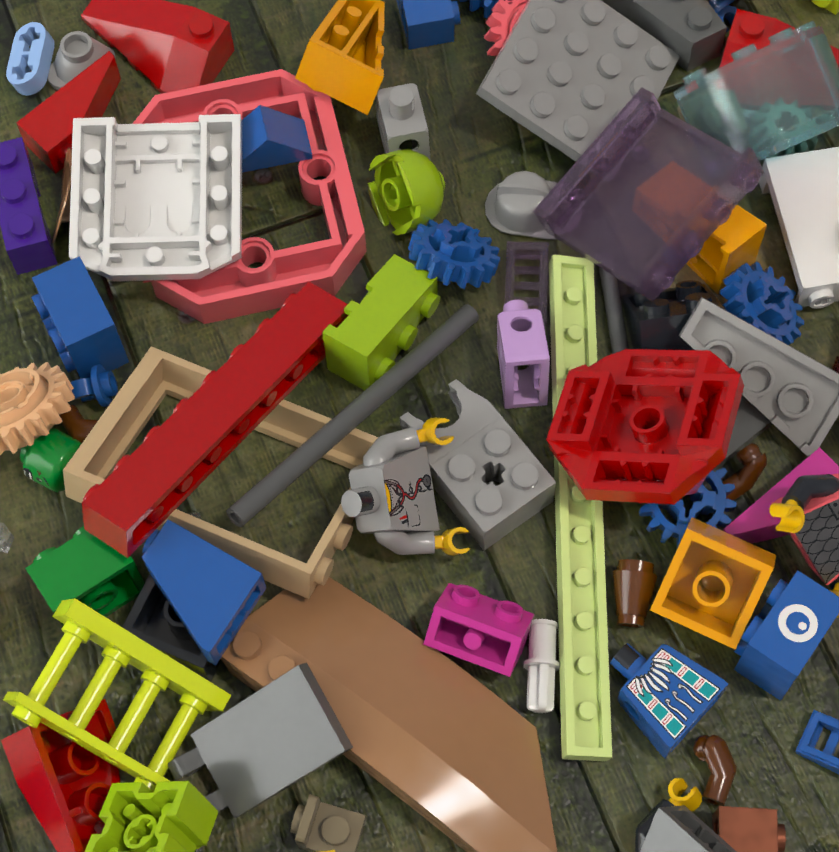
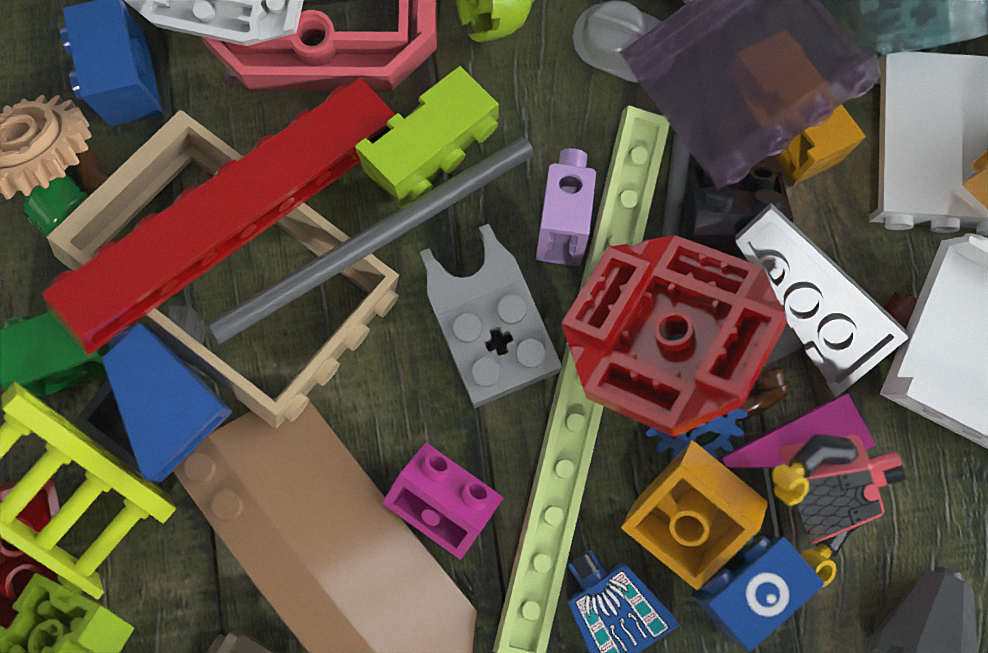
camera: 10 degrees right, 15 degrees up
(100, 386) = (123, 136): blue plate -> none
(266, 742) = (194, 575): tile -> none
(396, 494) = (392, 339): light grey torso -> none
(453, 253) = (523, 79): blue gear -> none
(528, 251) = (606, 93): slope -> none
(541, 665) = (498, 550): white axle -> none
(633, 591) = (612, 494): reddish brown cone -> none
(763, 301) = (835, 216): blue gear -> none

